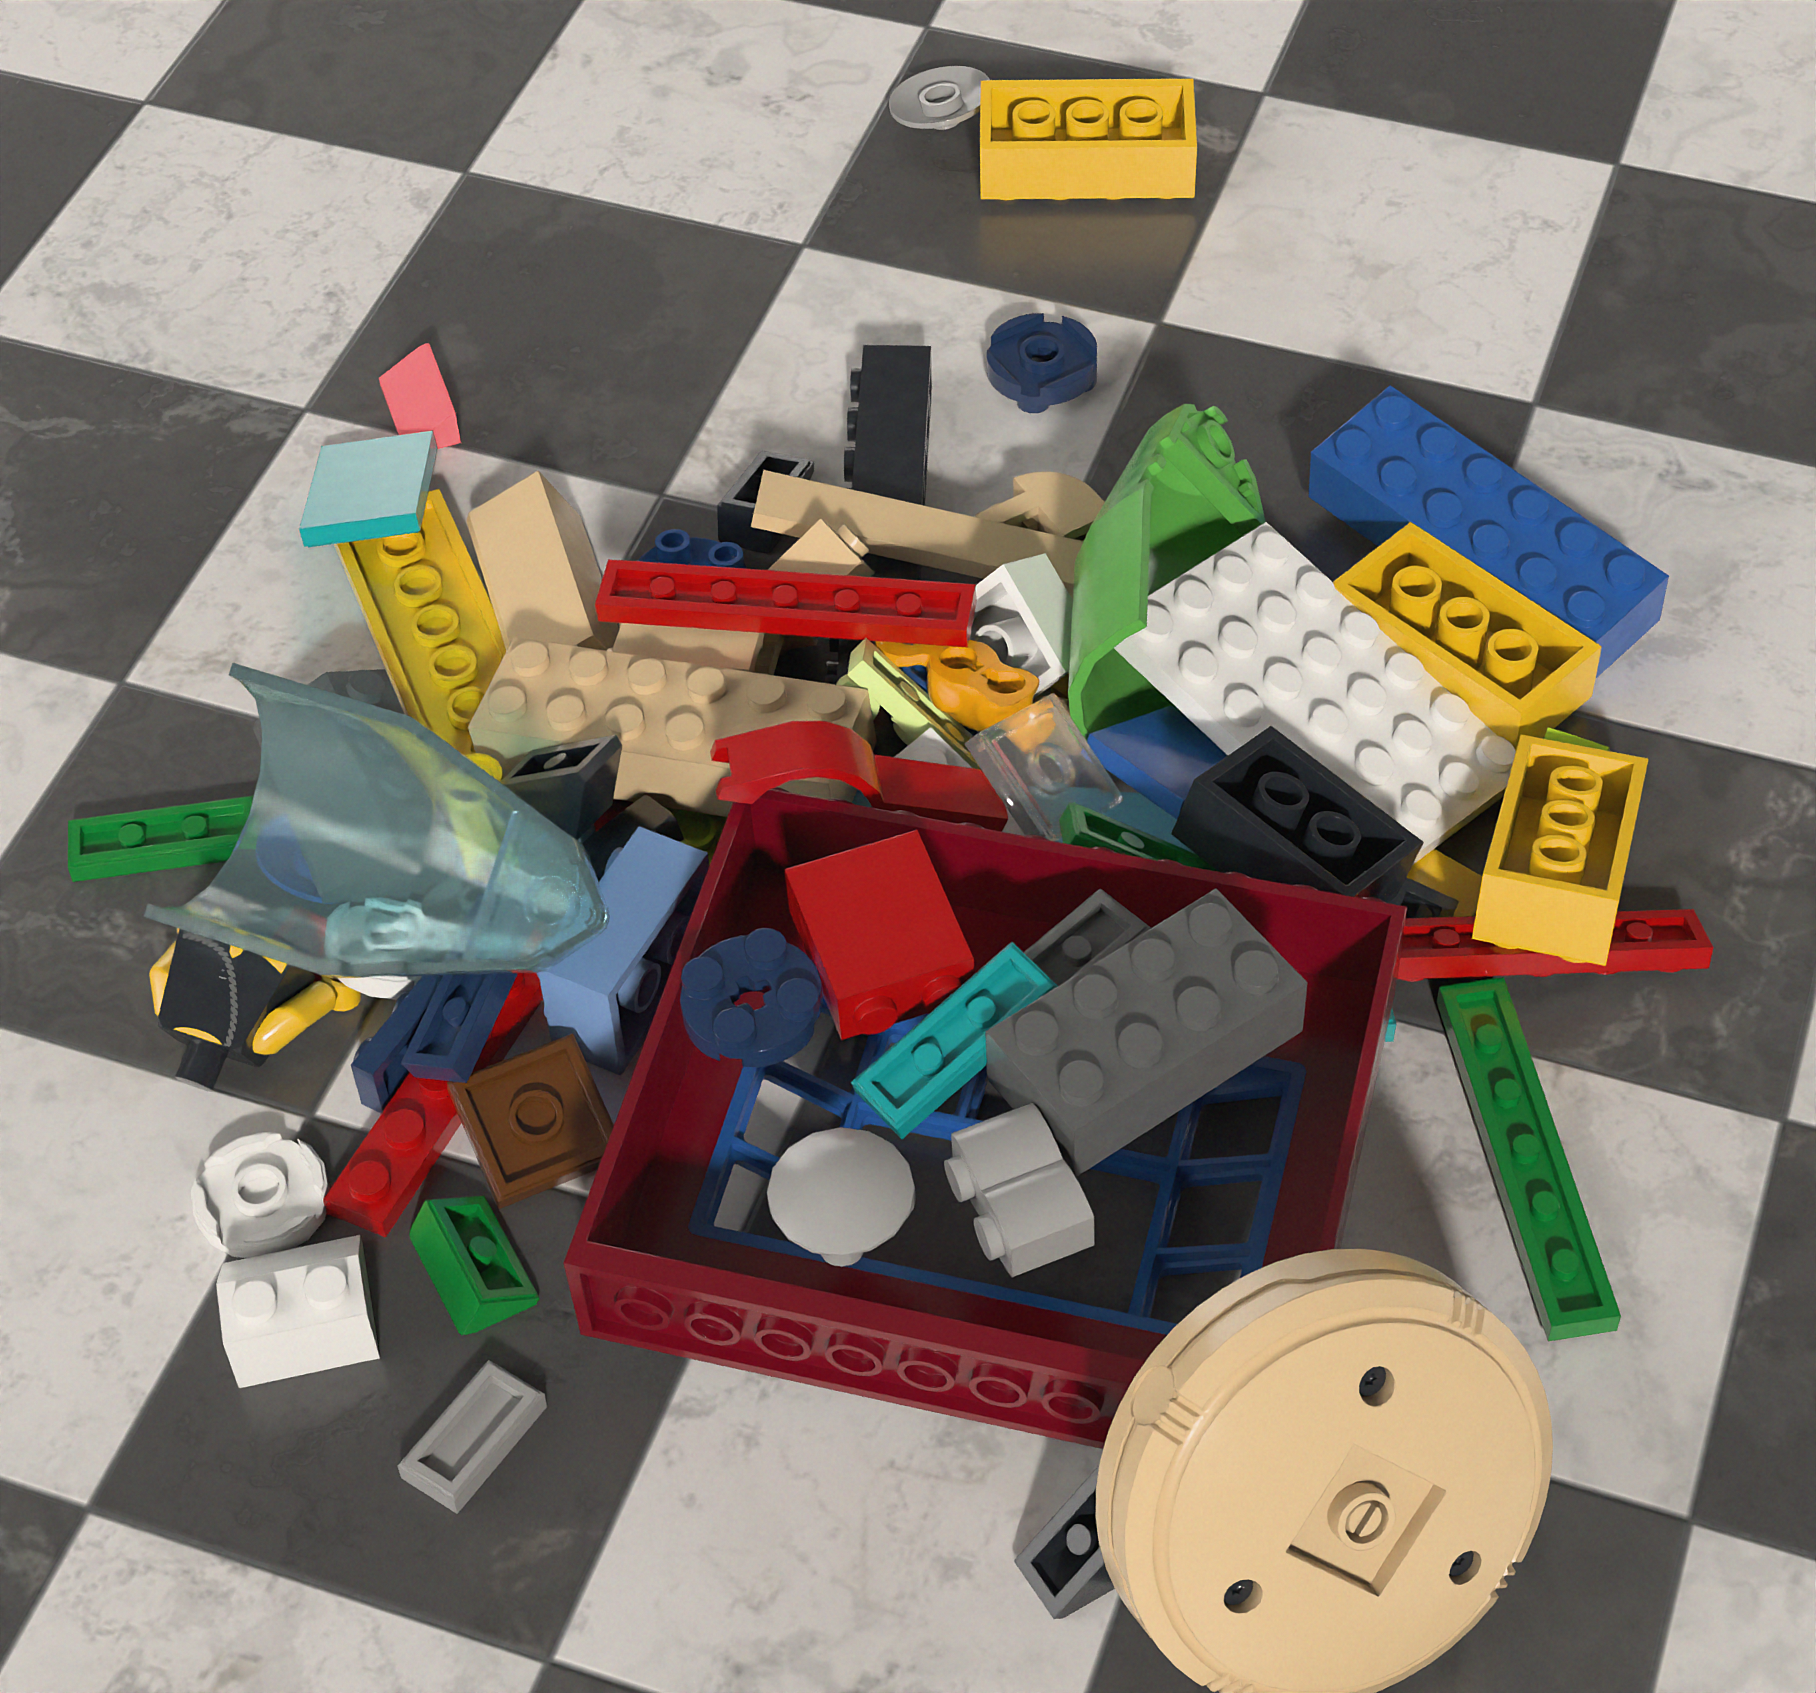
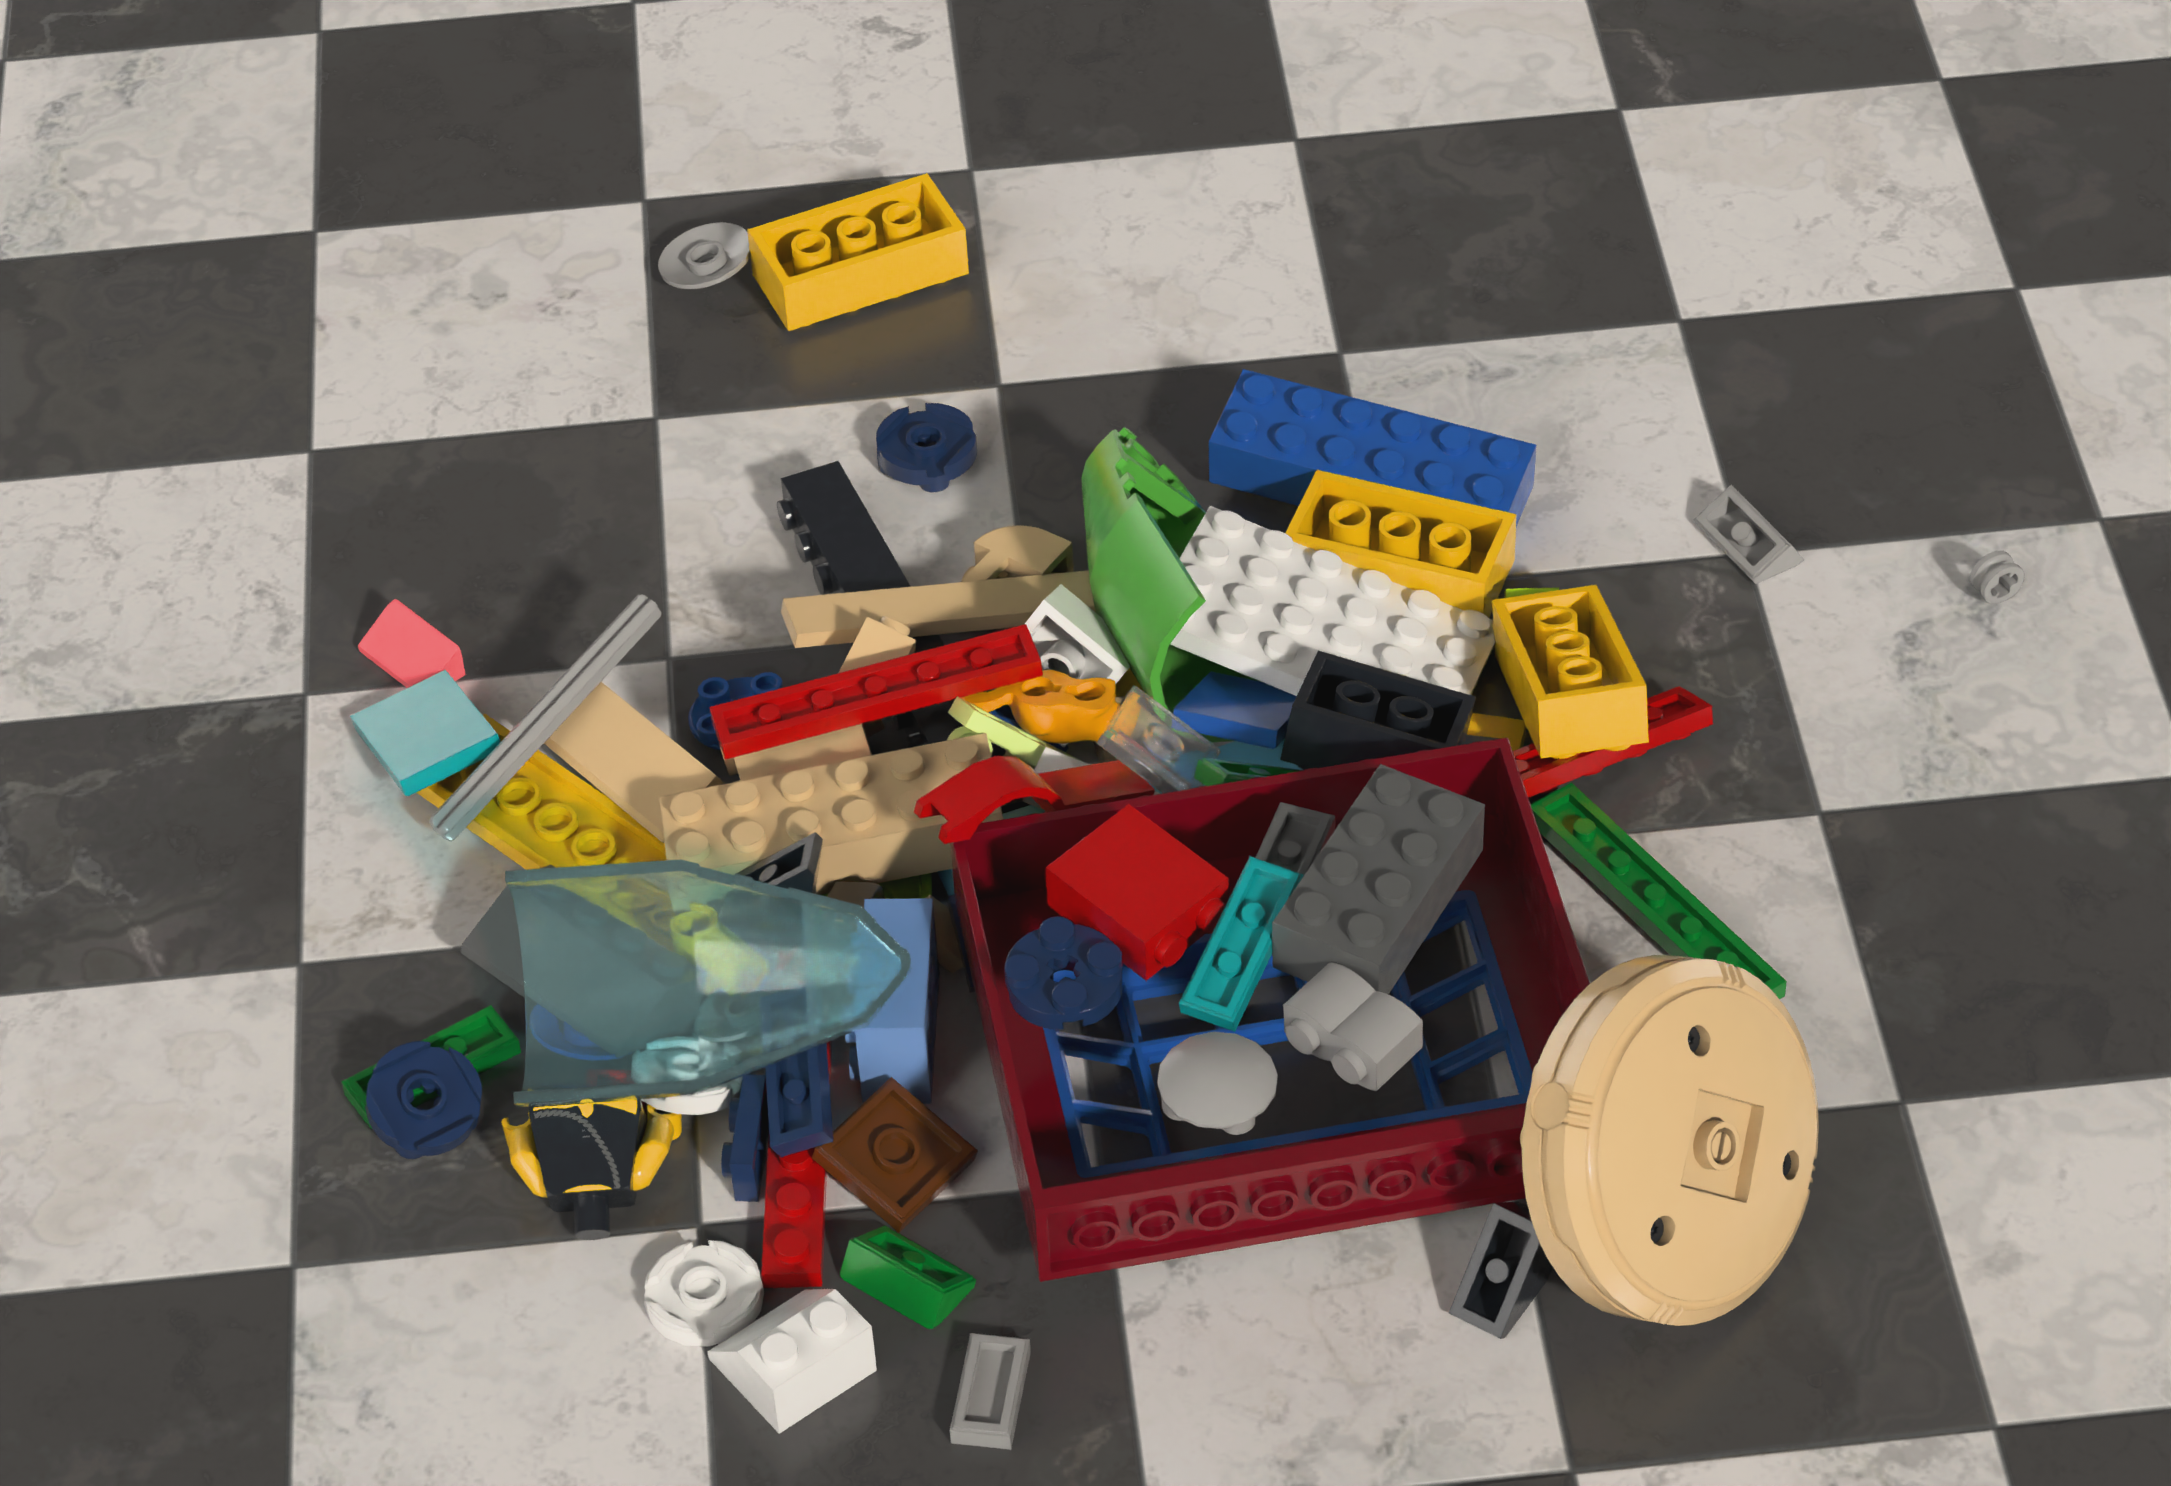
camera: 25 degrees left, 5 degrees down
(94, 849) = (416, 1130): none -> dark blue plate
(471, 512) = (545, 717): none -> light grey axle
(738, 505) = (762, 638): black slope -> none

